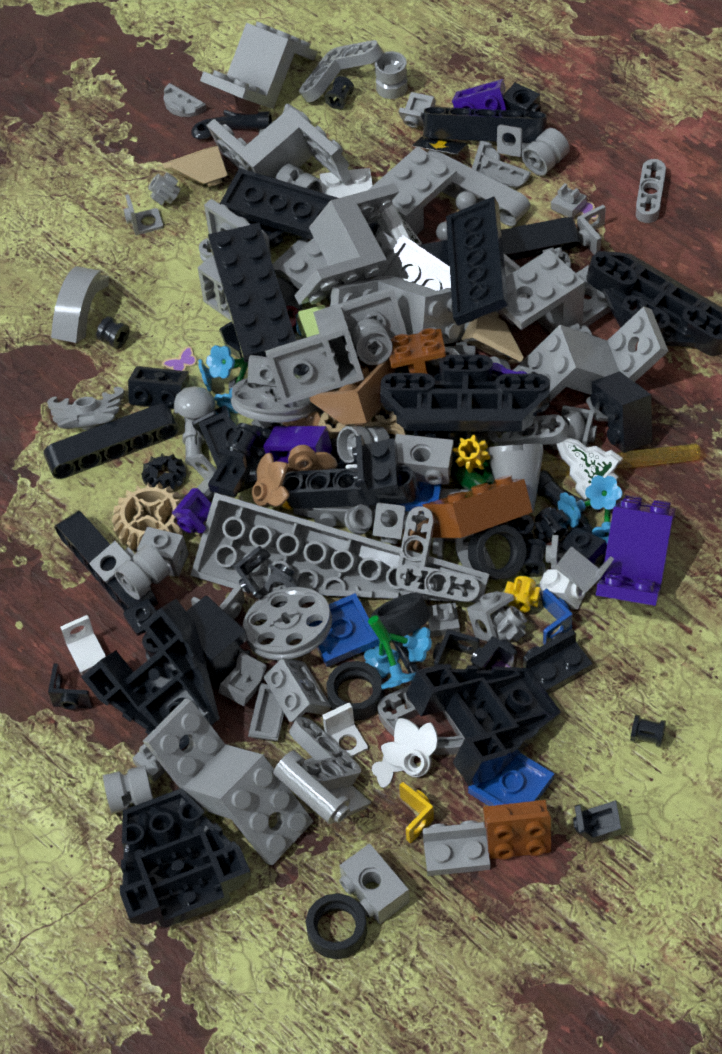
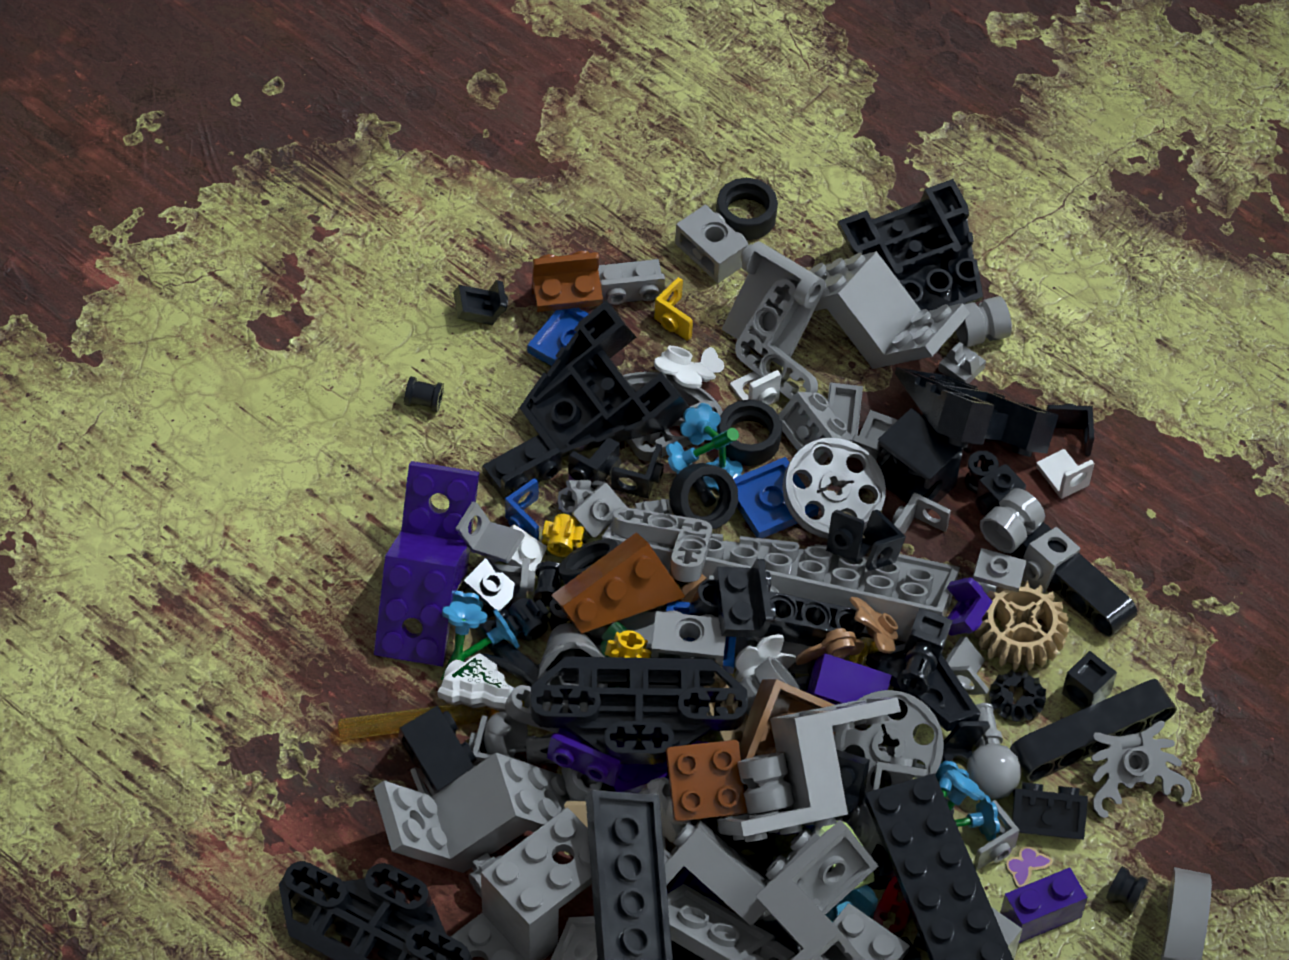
camera: 170 degrees right, 0 degrees up
(107, 465) = (1089, 681): none -> black brick
(176, 319) = (1045, 904): none -> dark purple brick
(191, 363) = (1002, 845): none -> light grey bracket

